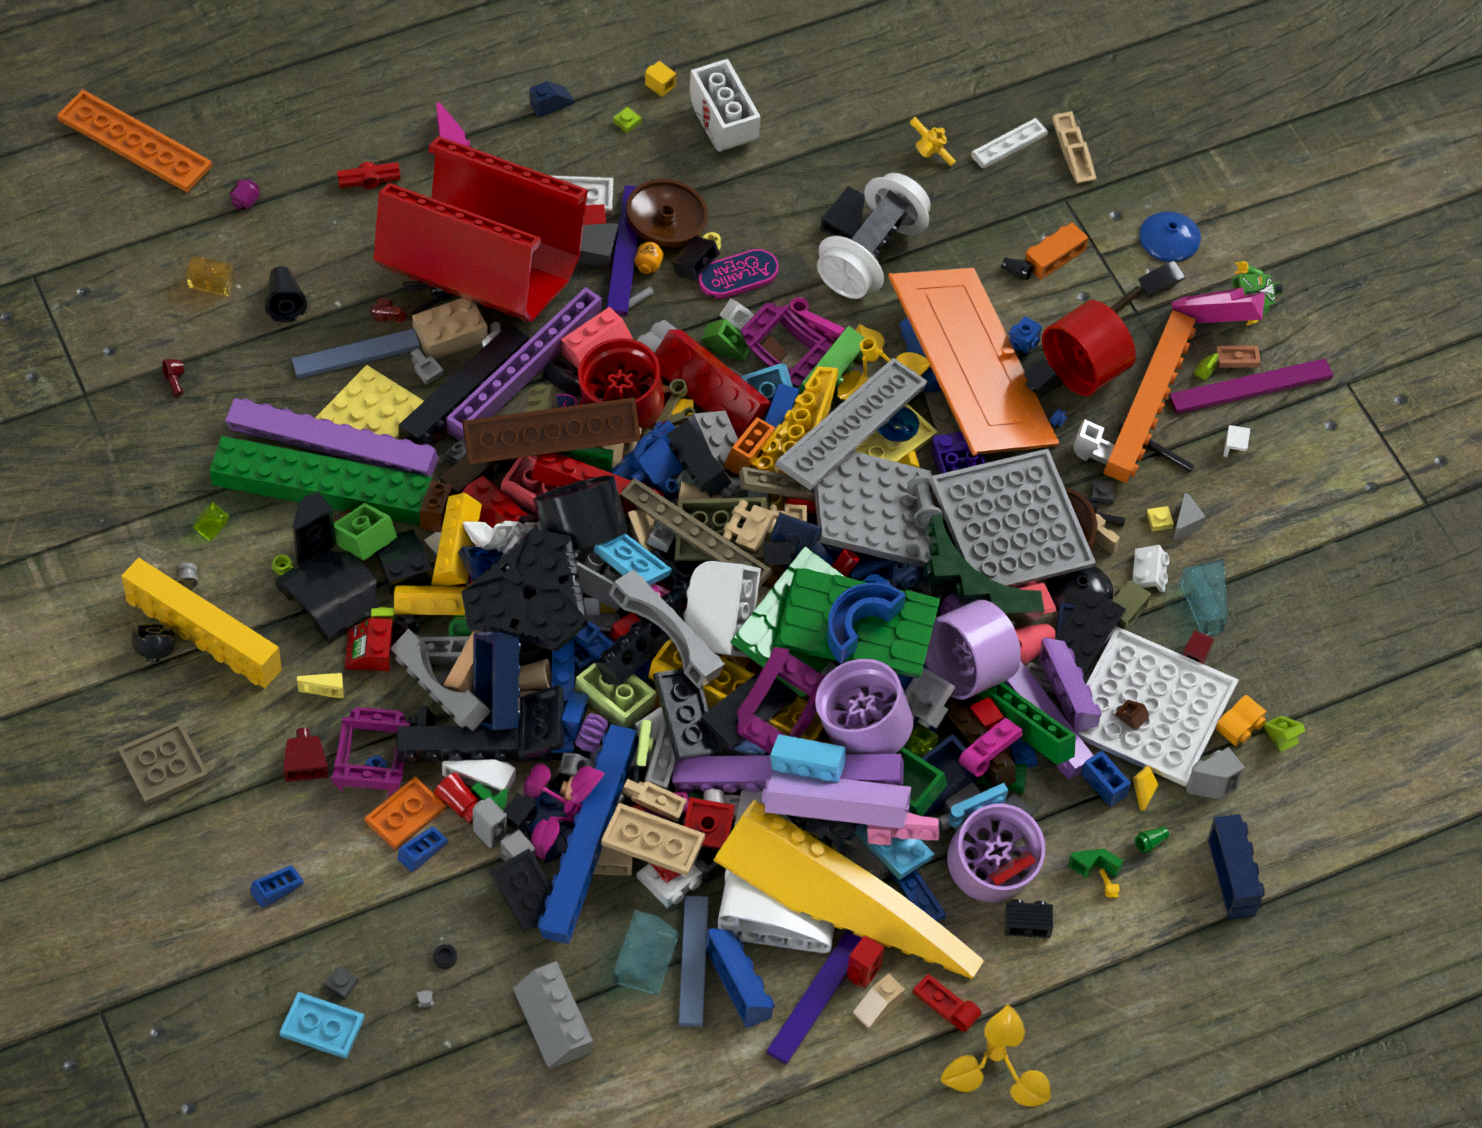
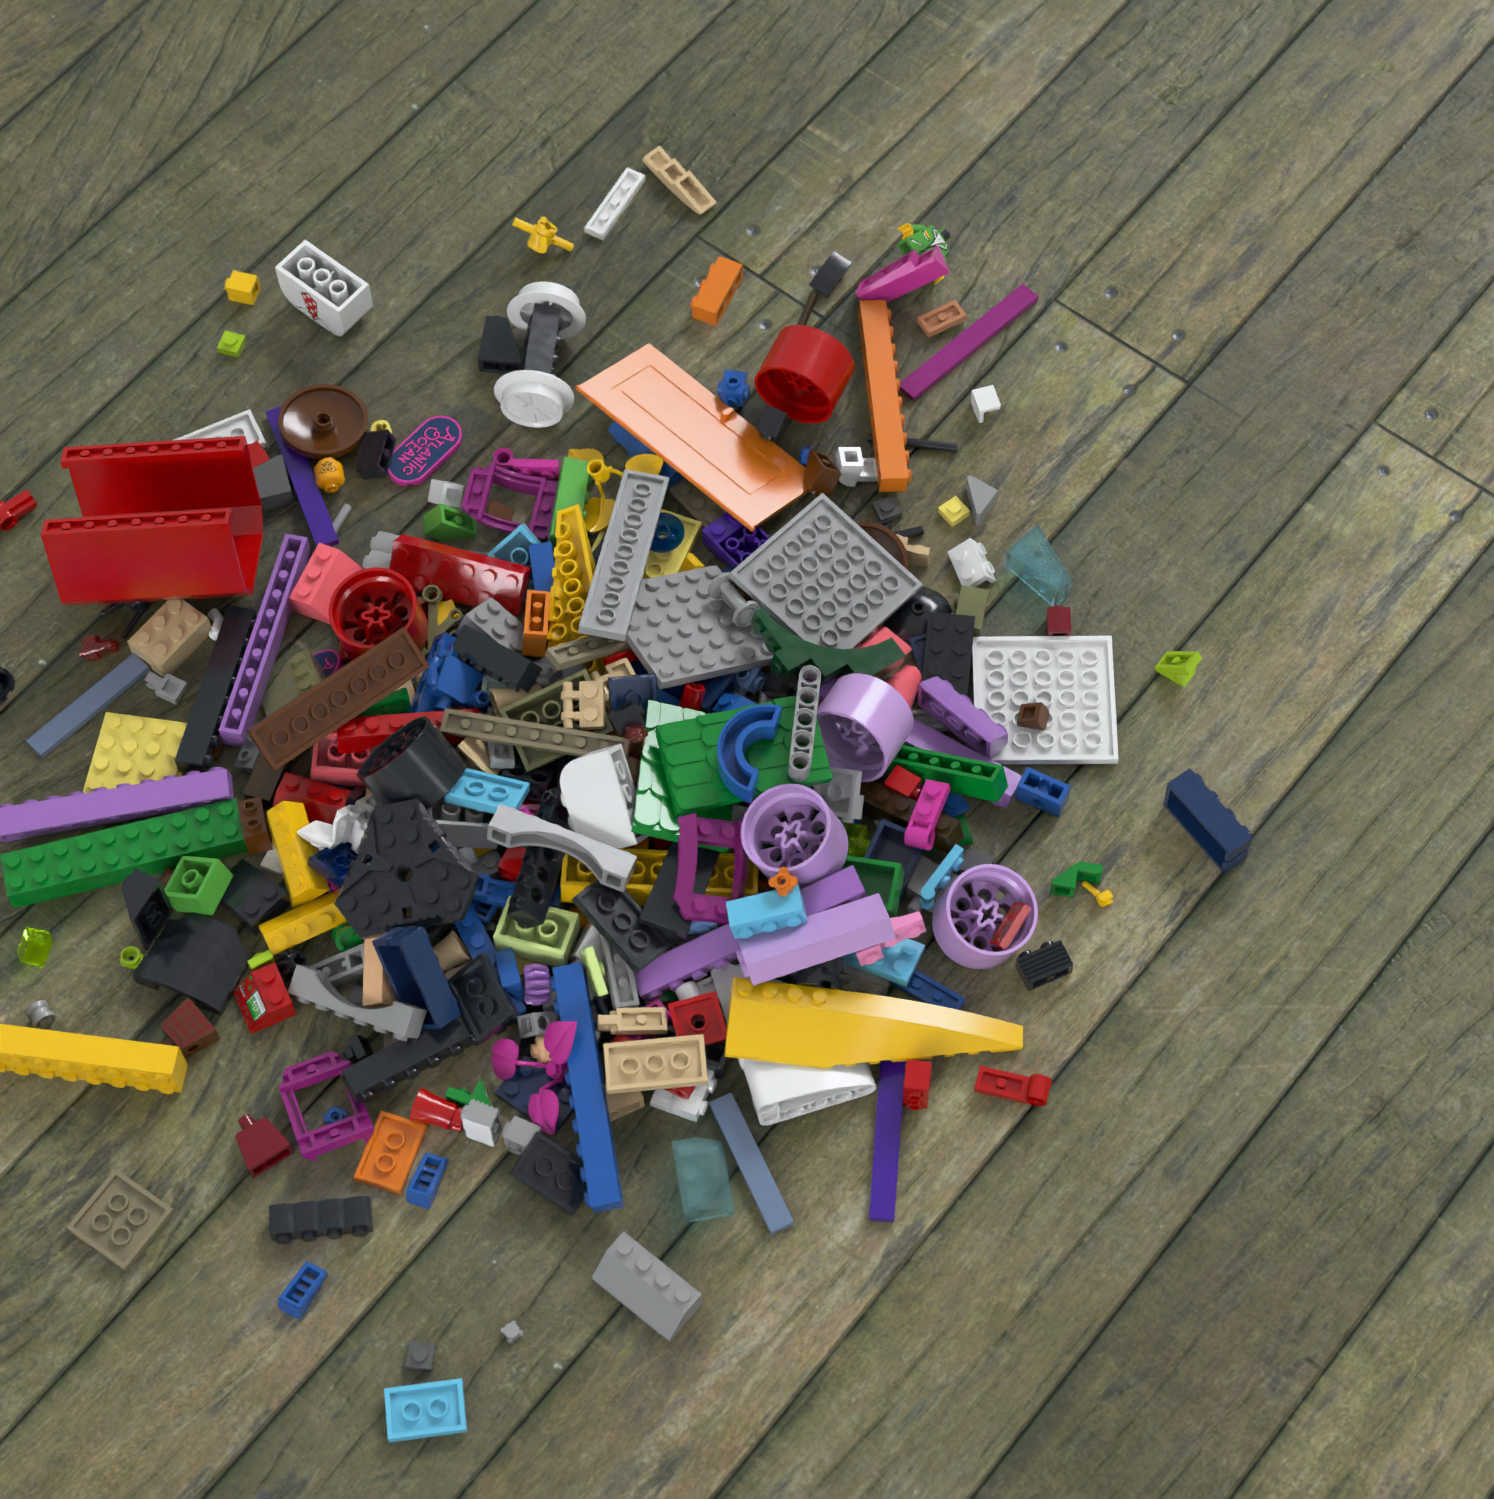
camera: 20 degrees left, 5 degrees up
(153, 641) = (44, 1099): black cylinder -> none
(296, 641) = (188, 1029): none -> reddish brown torso
(322, 684) = (239, 1061): light yellow slope -> none
(322, 837) = (321, 1218): none -> black brick
(445, 956) = (508, 1278): black tile -> none
(448, 126) = (61, 433): dark pink slope -> none
(488, 773) = (454, 1072): white slope -> none
(521, 812) = (507, 1097): black brick -> none
(549, 98) = (142, 356): dark blue slope -> none
(563, 377) = (310, 633): black slope -> none
(738, 977) = (804, 1158): blue slope -> none
(777, 566) = (635, 733): none -> clear red plate
(836, 742) = (788, 886): none -> orange plate
(879, 1001) = (949, 1116): tan slope -> none
(916, 627) = (800, 732): none -> light grey beam
(1001, 1030) = (1093, 1088): yellow plant -> none
(1018, 268) = (690, 324): black cone -> none
(1060, 436) = (821, 473): none -> reddish brown slope
(1145, 787) = (1081, 781): yellow piece -> none
(1150, 839) = (1113, 831): green cone -> none
(1168, 243) = (815, 228): blue dish -> none
(1206, 366) = (916, 341): lime slope -> none
(1216, 776) = (1143, 740): light grey slope -> none
(1241, 720) = (1134, 674): light orange brick -> none

